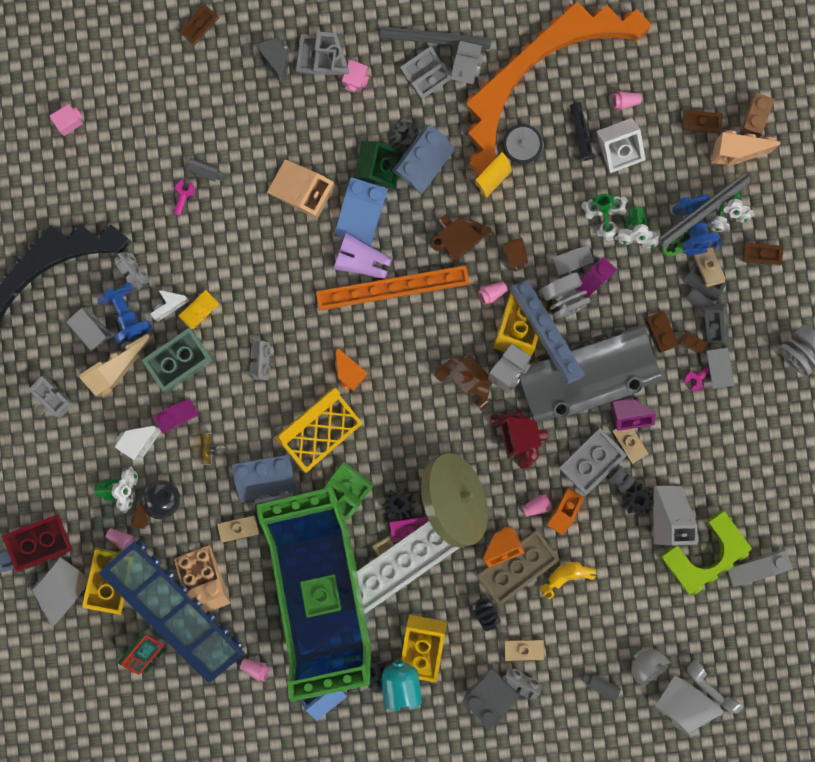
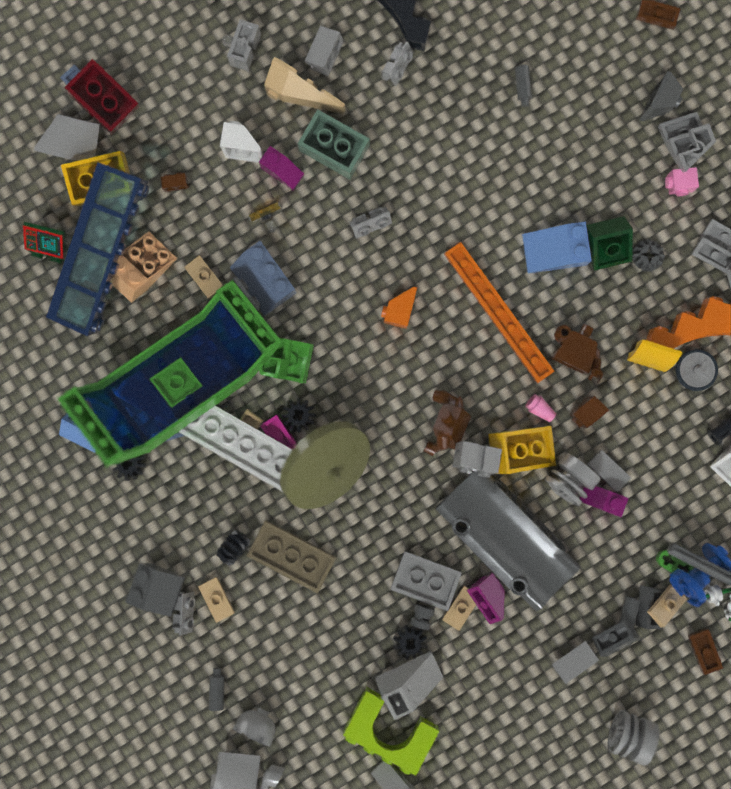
camera: 65 degrees right, 0 degrees up
(118, 538) = (143, 170): bright pink cone -> none
(119, 491) = (185, 145): white plant -> none
(127, 320) = (346, 82): blue piece -> none
(160, 499) = (196, 191): black cylinder -> none
(173, 302) = (384, 115): white slope -> none
(182, 196) = (497, 82): dark pink bar -> none
(199, 310) = (390, 142): yellow tile -> none
(255, 669) = (81, 356): bright pink cone -> none
(301, 188) = (551, 183): light nougat slope -> none
(308, 417) = (340, 291): yellow fence -> none
(360, 258) = (512, 268): lavender piece -> none
(401, 686) = (126, 499): teal cylinder -> none
(424, 158) = (636, 283): sand blue slope -> none
(424, 646) = (173, 502): yellow slope -> none
(503, 547) = (303, 533): orange slope -> none
(520, 437) = (416, 500): dark red torso -> none
(537, 506) = (358, 547): bright pink cone -> none
(547, 332) = (528, 478): sand blue plate -> none
(565, 511) = (365, 577): orange slope -> none
(566, 572) = (306, 603): yellow arm -> none
(603, 205) = (679, 480): white plant -> none
(640, 232) = (670, 522): white plant -> none
(662, 331) = (582, 588): reddish brown plate -> none
(692, 343) = (586, 623): reddish brown piece -> none
(697, 377) = (554, 644): dark pink bar -> none

